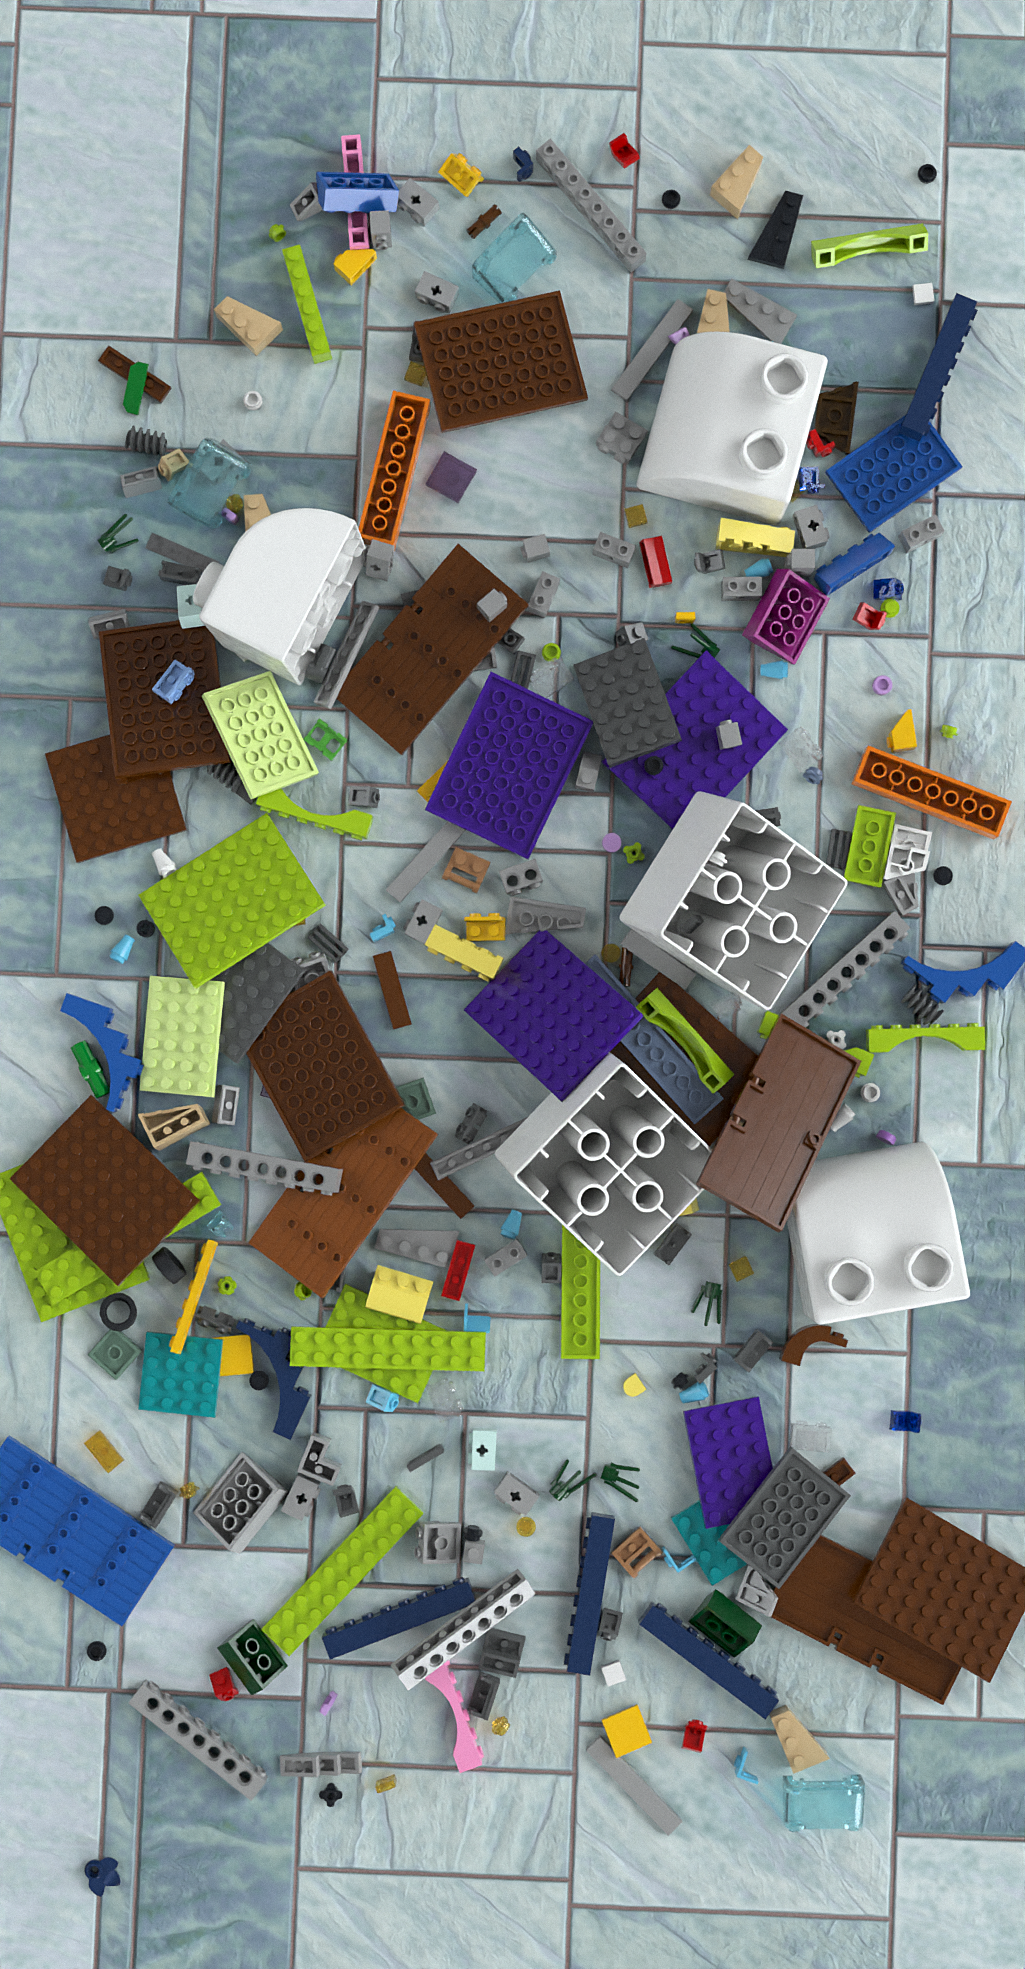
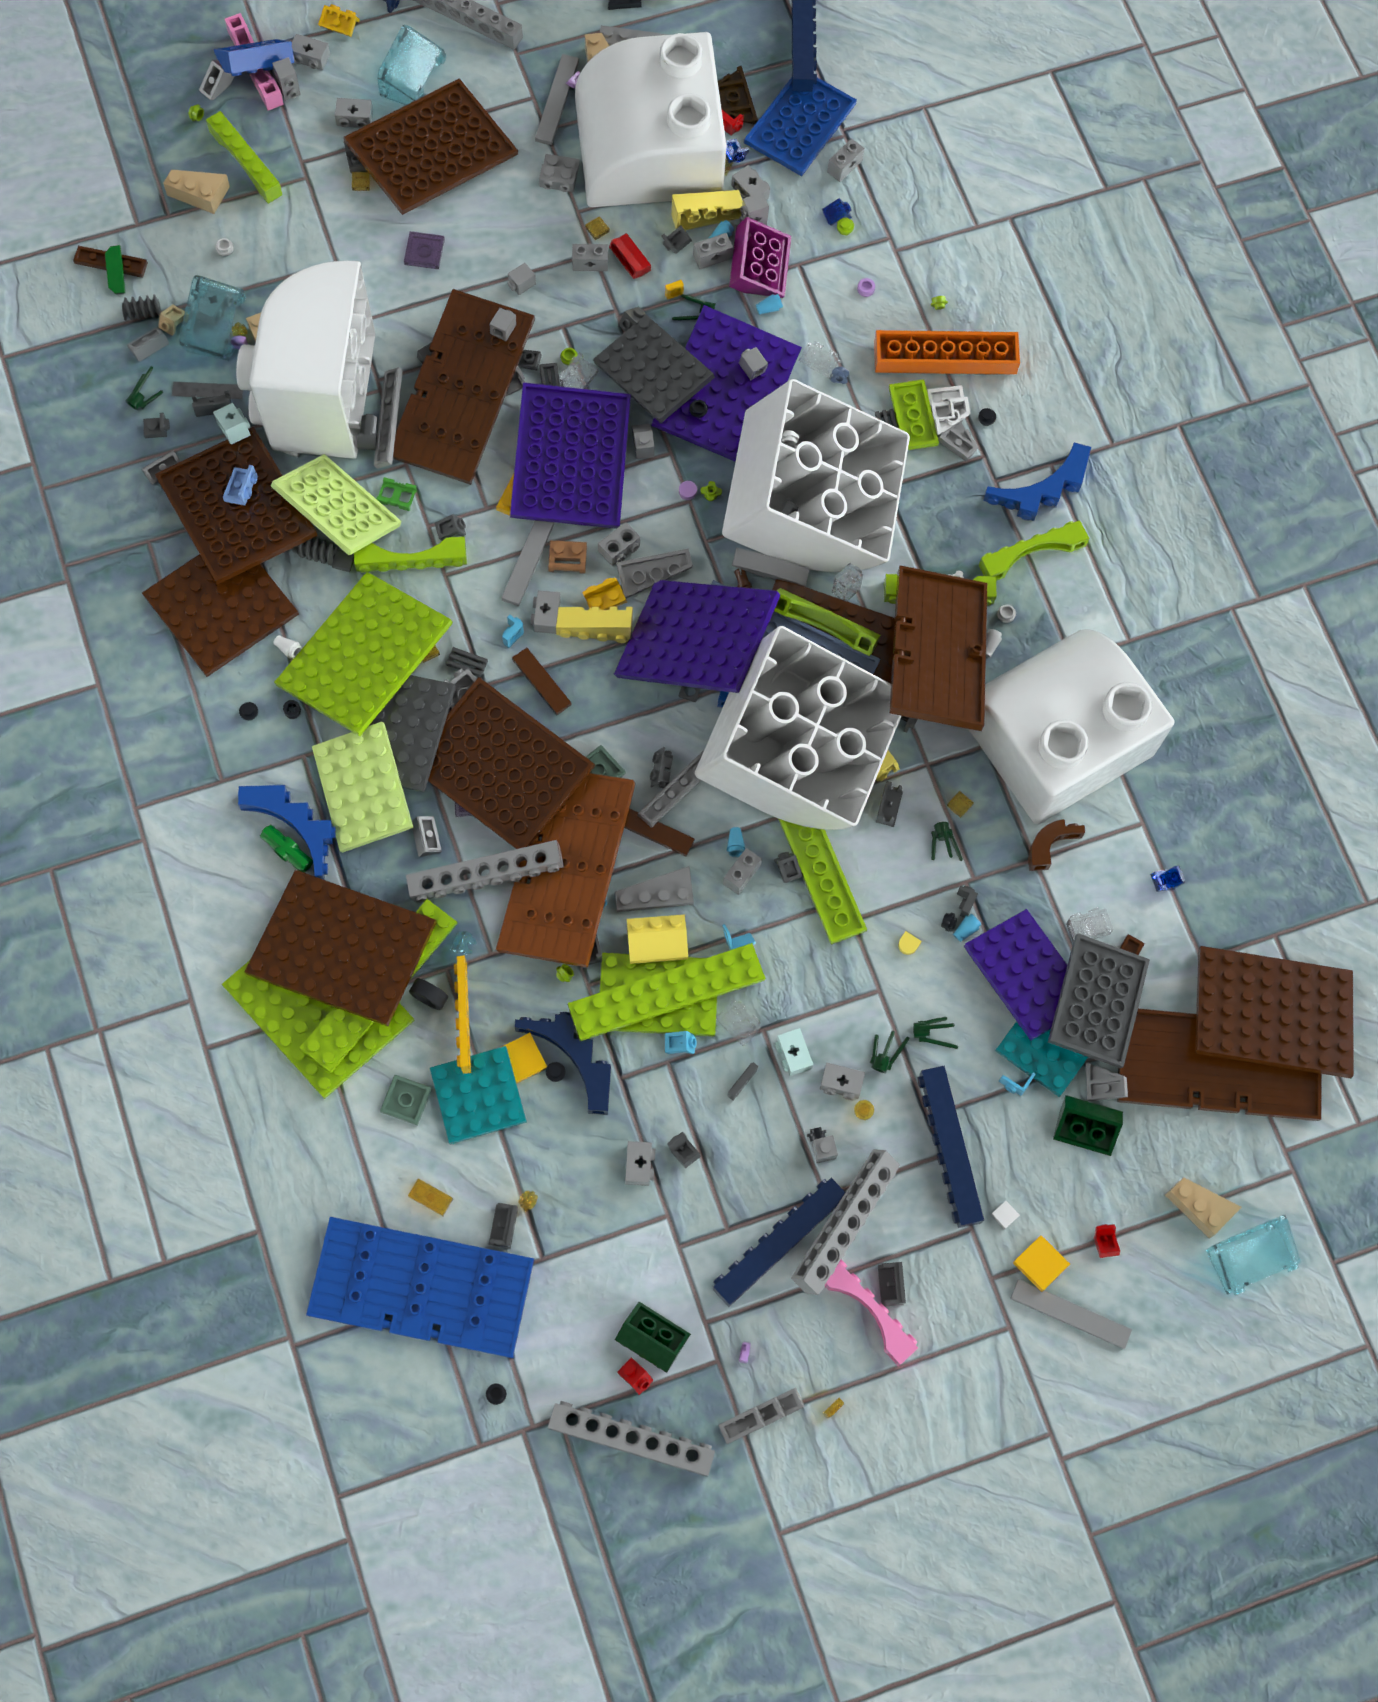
camera: 30 degrees left, 15 degrees down
(104, 1876) = (590, 1619): dark blue plate -> none
(118, 1326) = (395, 1071): black tyre -> none
(122, 950) = (276, 736): medium azure cone -> none
(173, 1124) = (384, 867): tan wedge -> none
(221, 1324) = (482, 1033): dark grey hinge -> none
(227, 1280) = (490, 1001): lime plate -> none
(240, 1503) = (583, 1192): light grey slope -> none
(315, 1464) = (643, 1126): light grey brick -> none
(331, 1788) = (781, 1436): black plate -> none
(342, 1571) = (706, 1221): lime plate -> none
(354, 263) = (272, 114): yellow slope -> none
(379, 560) = (388, 329): light grey brick -> none
(394, 468) = (372, 251): orange brick -> none
(438, 1542) = (787, 1155): light grey plate -> none
(458, 1270) = (703, 900): red plate -> none
(484, 221) = (372, 49): reddish brown pin -> none
(500, 1726) = (920, 1307): clear yellow plate -> none
(502, 1652) = (891, 1237): dark grey slope -> none
(543, 594) = (543, 312): light grey brick -> none
(609, 1624) = (982, 1169): dark grey bracket -> none
(610, 953) = (726, 578): clear yellow plate -> none
(632, 1547) = (971, 1090): medium nougat plate -> none
(709, 1660) = (1088, 1165): dark blue brick -> none
(739, 1763) = (1160, 1251): medium azure bracket -> none
(752, 1350) = (1003, 870): dark grey hinge -> none
(853, 563) = (799, 200): blue slope -> none
(869, 617) = (831, 238): red bracket -> none
(886, 1137) = (1037, 644): medium lavender tile -> none
(892, 922) = (964, 468): light grey brick -> none
(902, 735) = (902, 316): yellow slope -> none
(921, 1005) = (1017, 525): dark grey piece -> none

